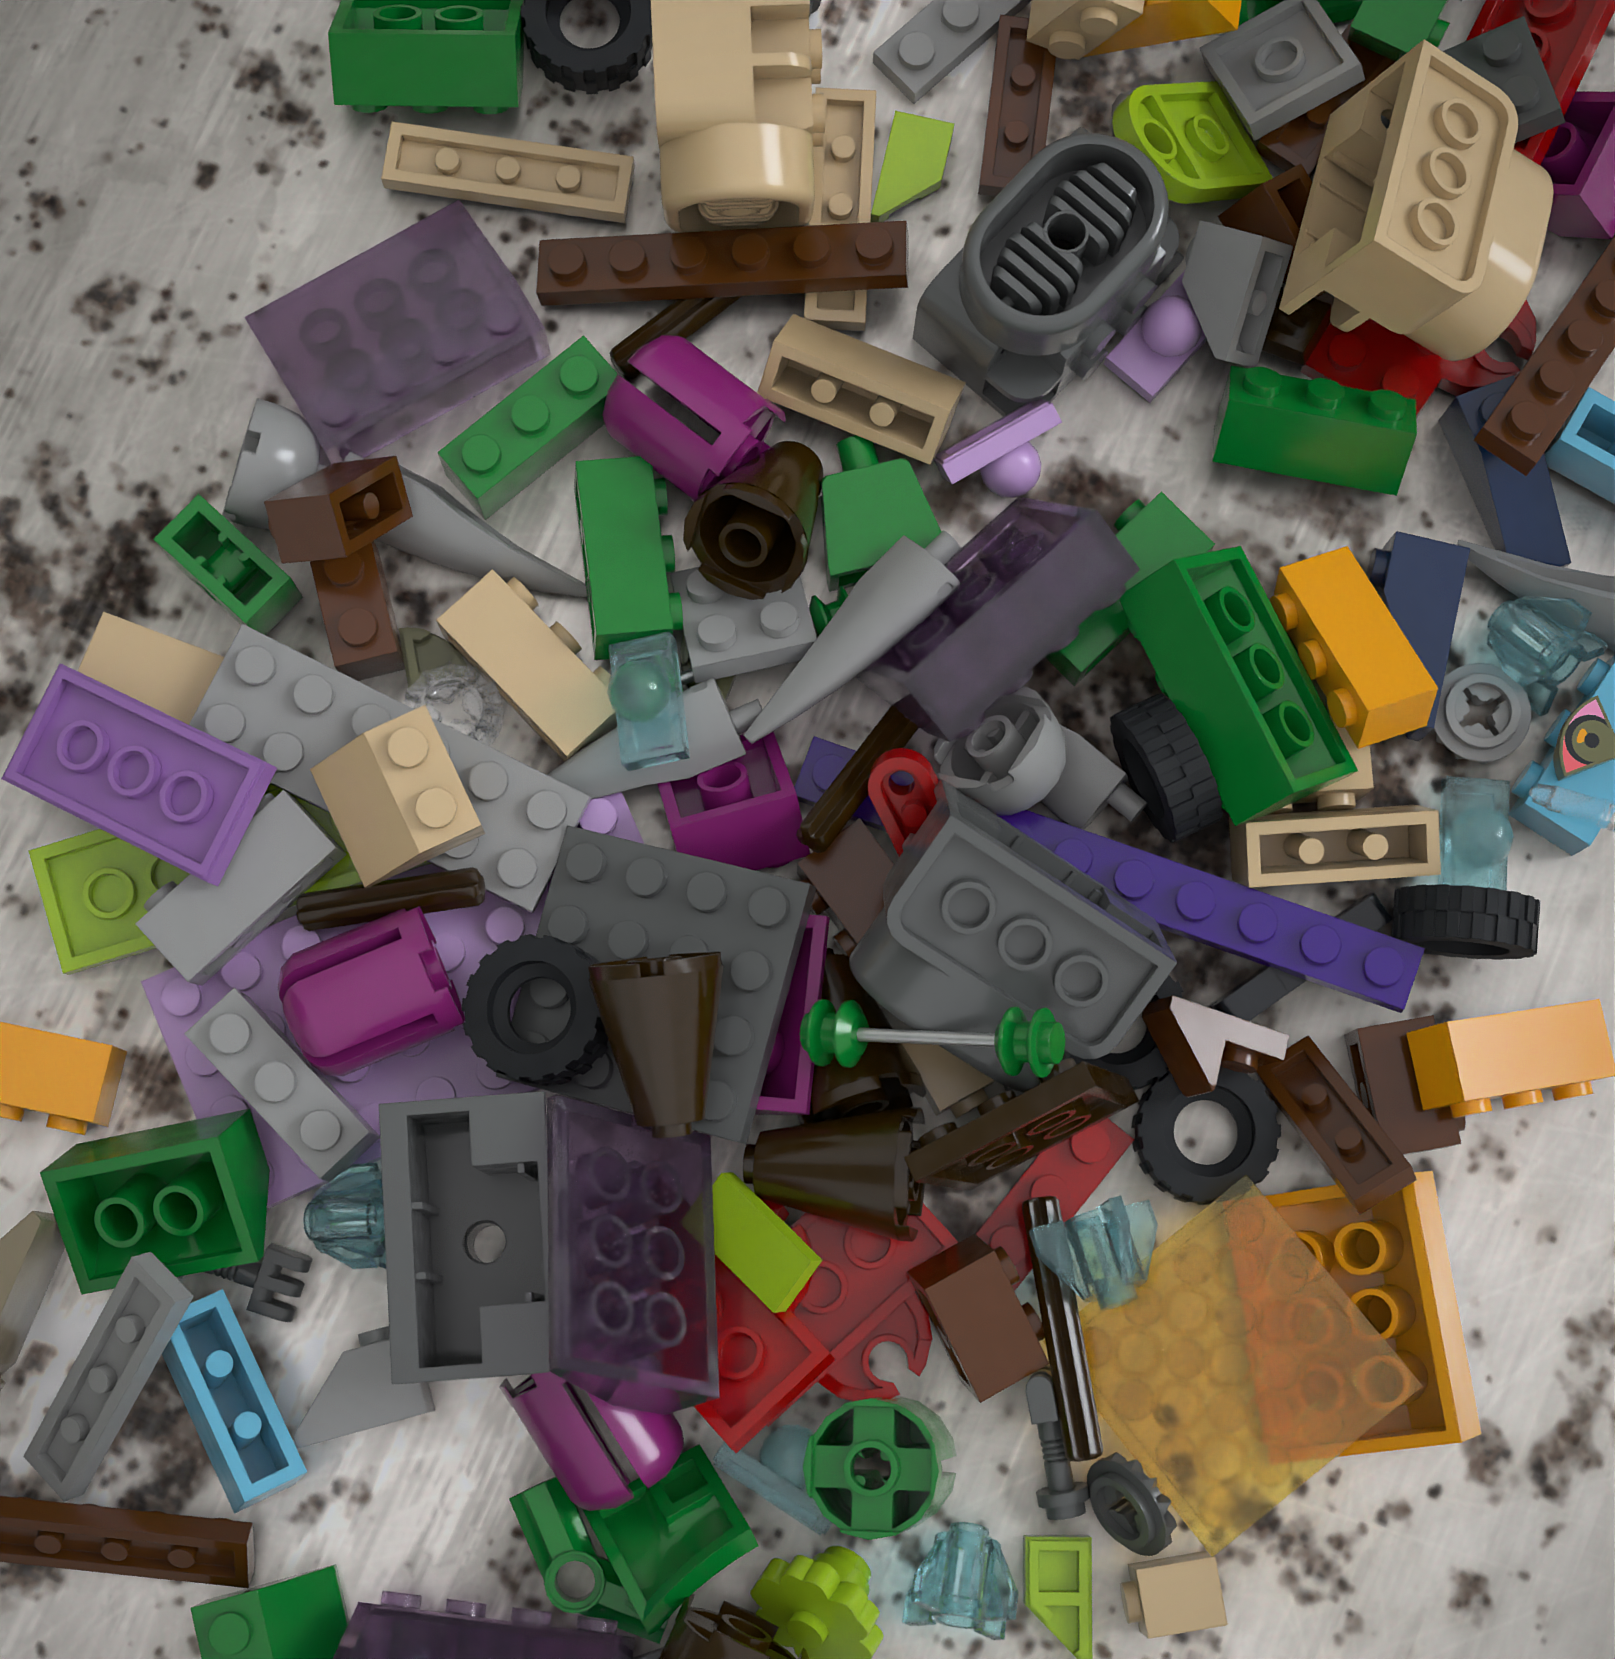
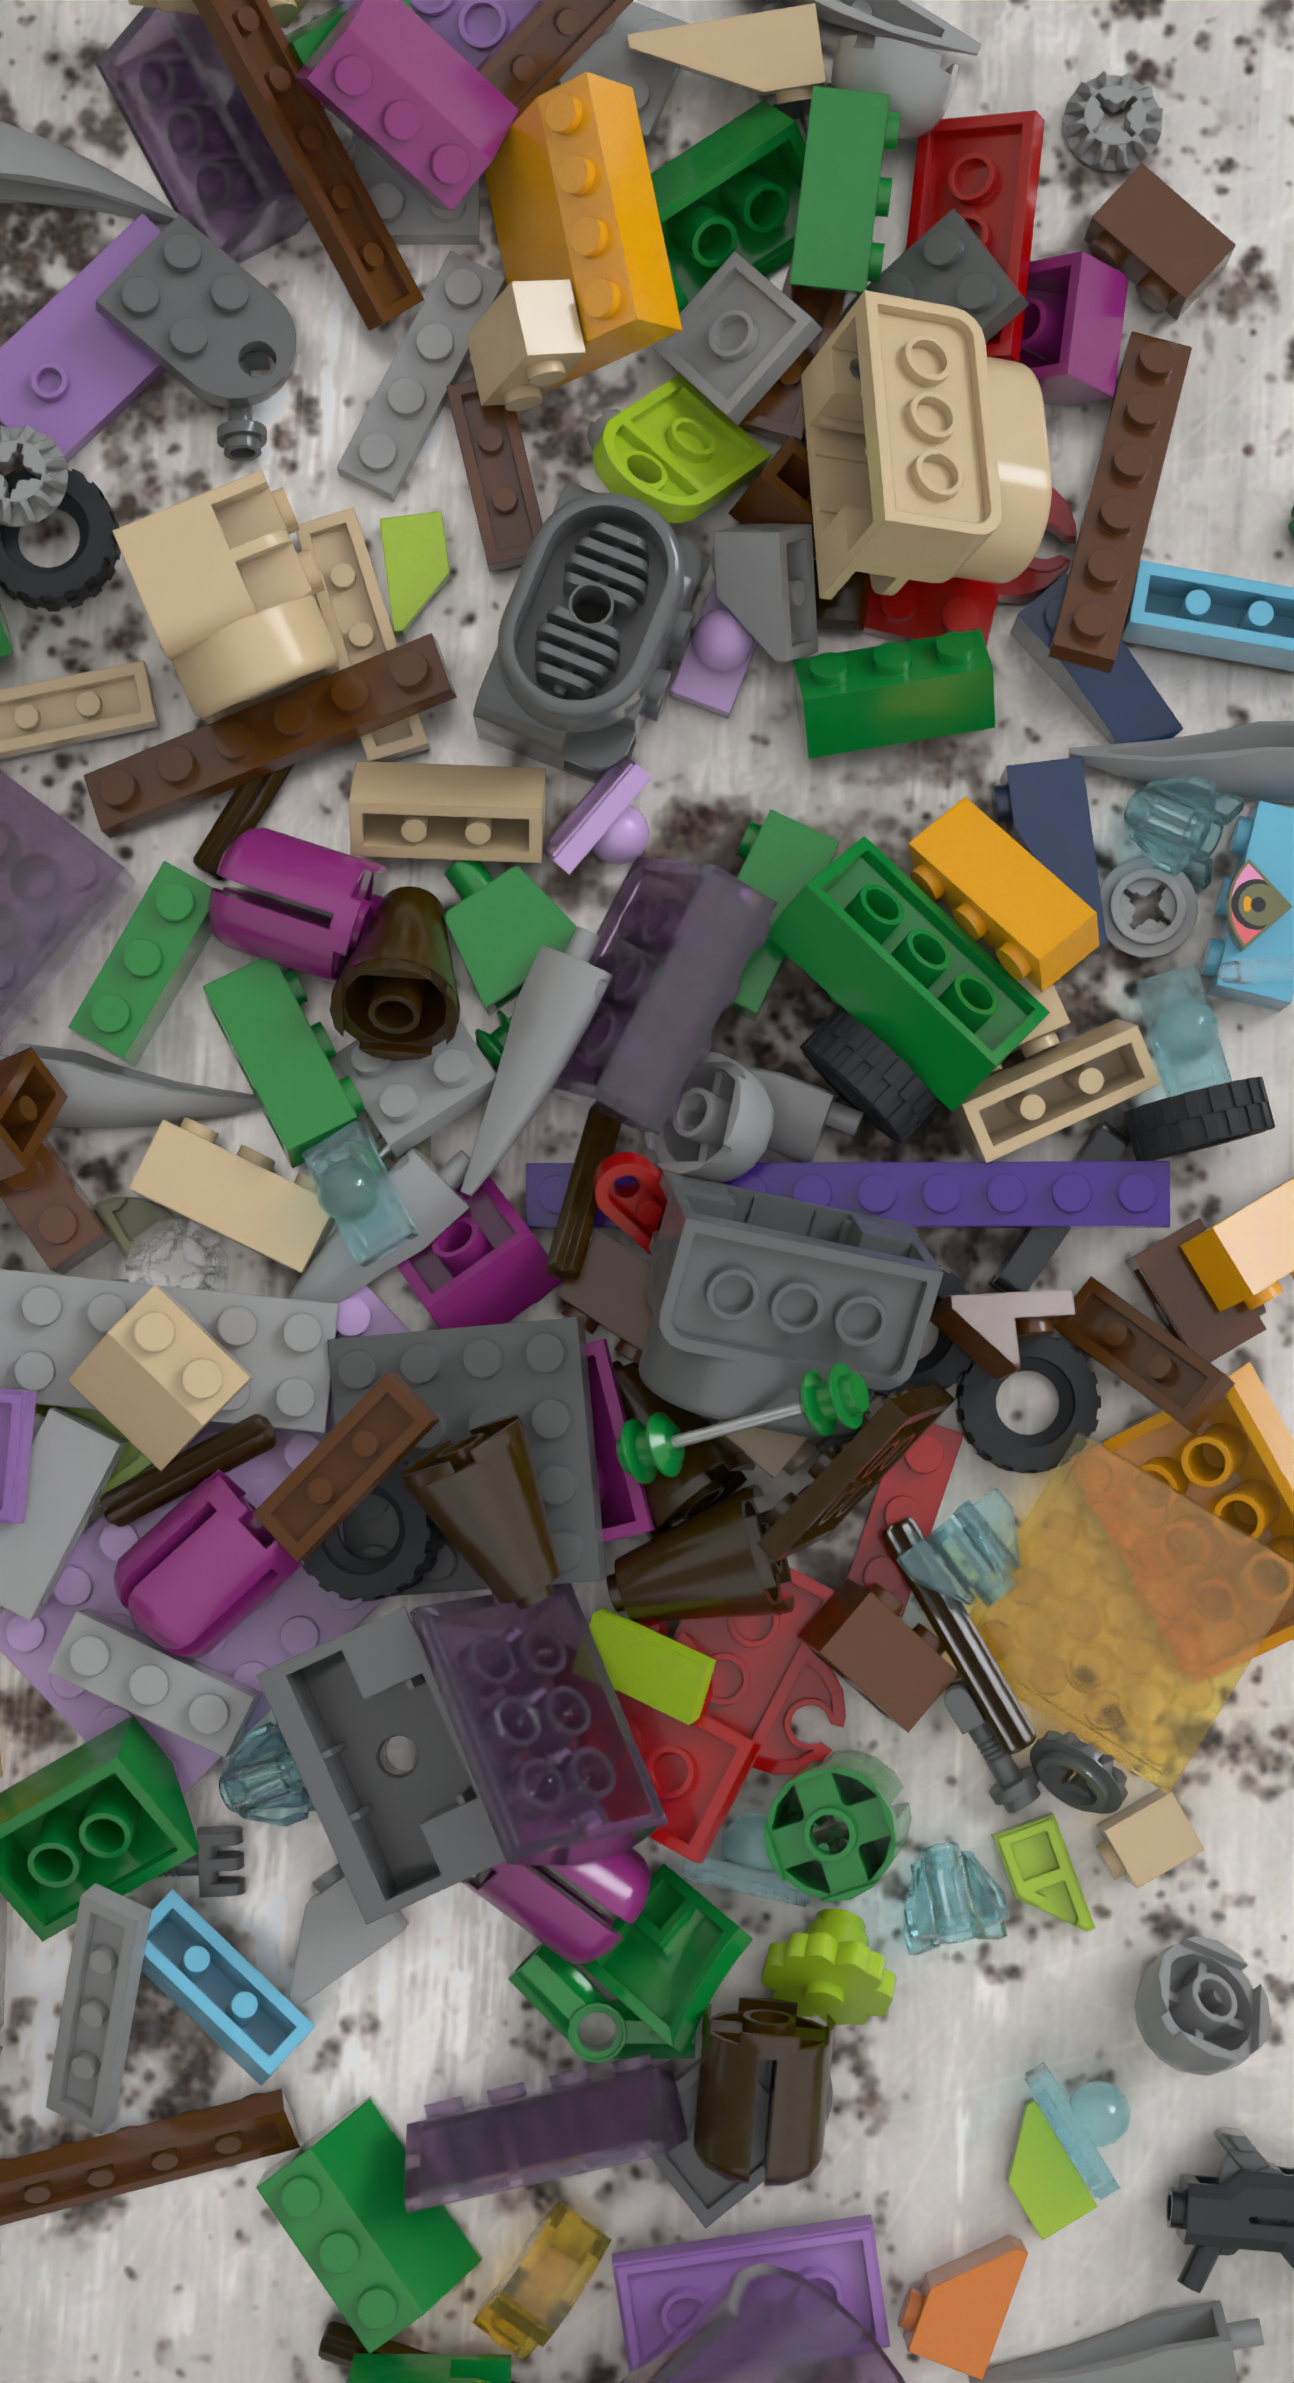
camera: 15 degrees left, 5 degrees up
(539, 941) = (346, 1466): none -> reddish brown plate

